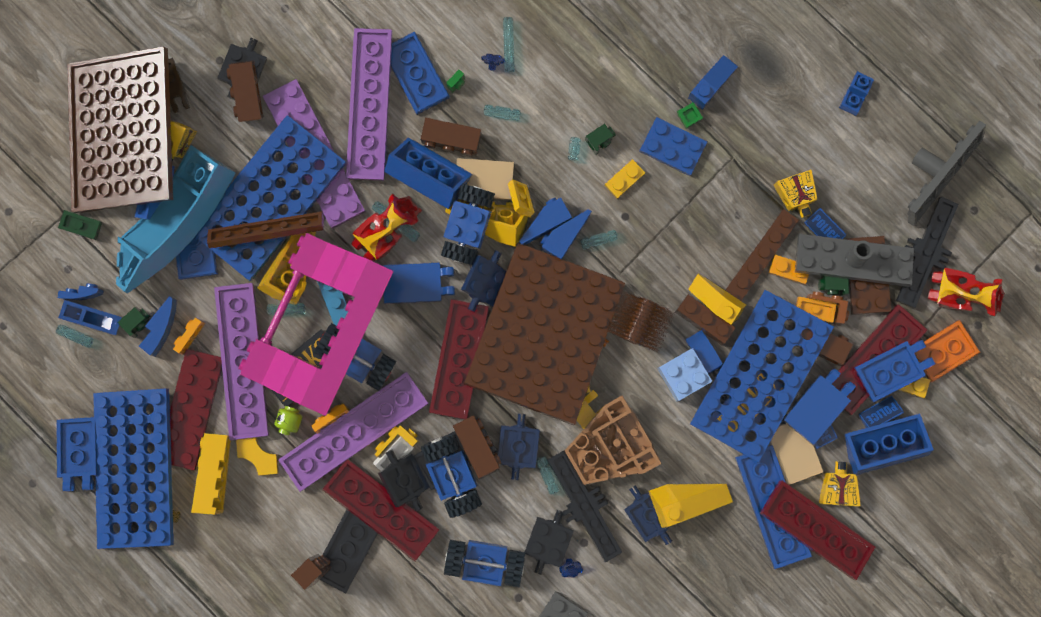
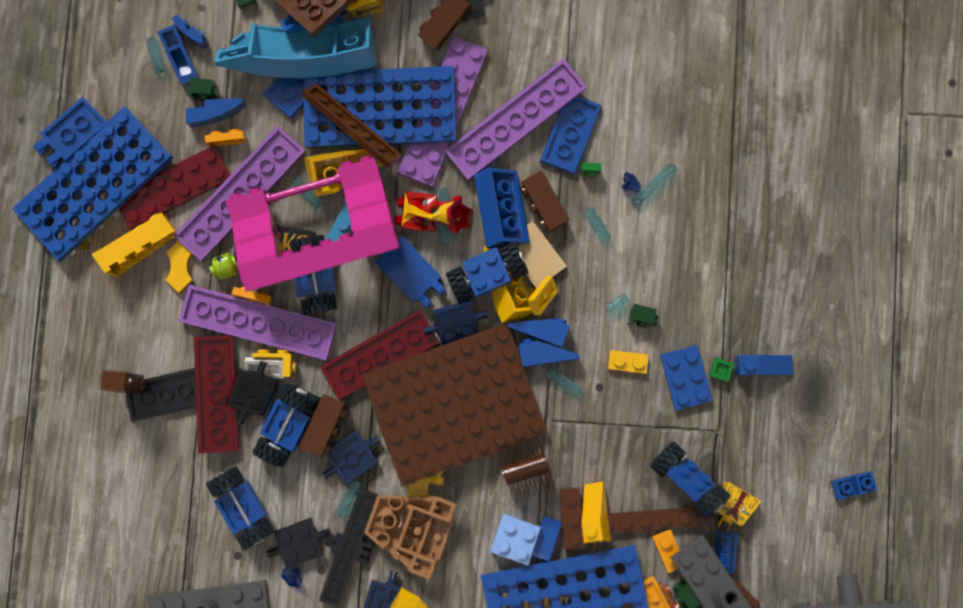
camera: 50 degrees right, 0 degrees up
(752, 206) = (691, 480): none -> plate

